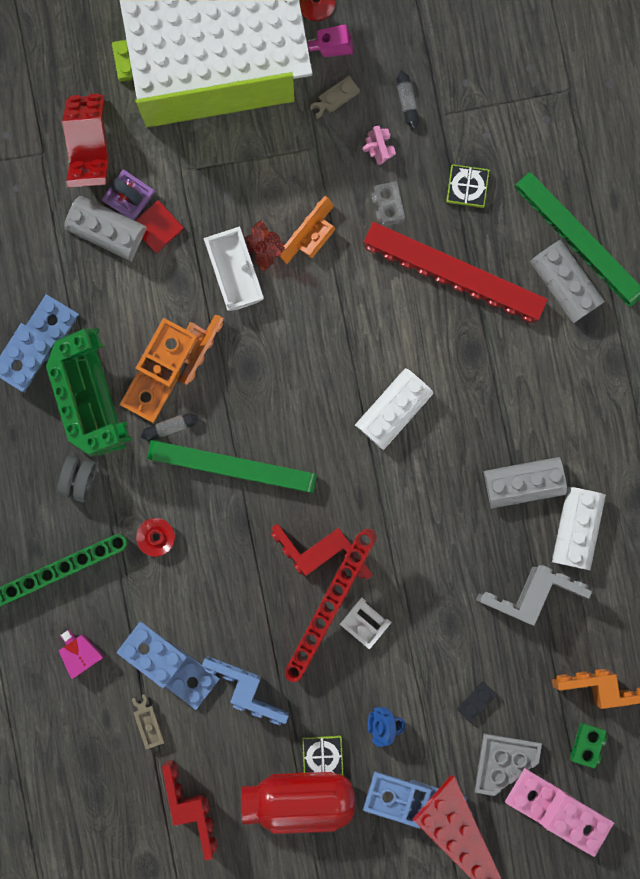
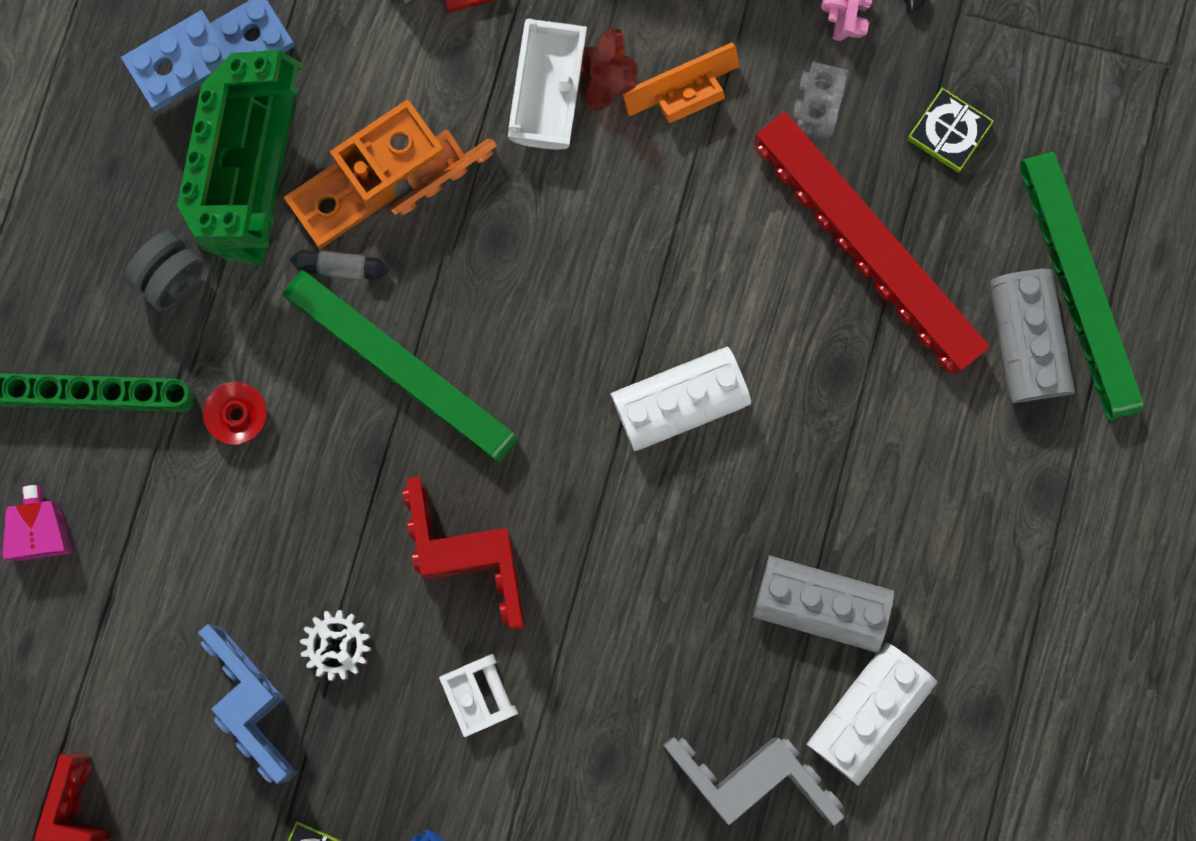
camera: 30 degrees right, 5 degrees down
(147, 723) = (80, 682): dark tan plate -> none
(167, 665) = (152, 609): medium blue bracket -> none
(284, 639) = (326, 633): none -> white gear
(336, 599) = (450, 635): red beam -> none

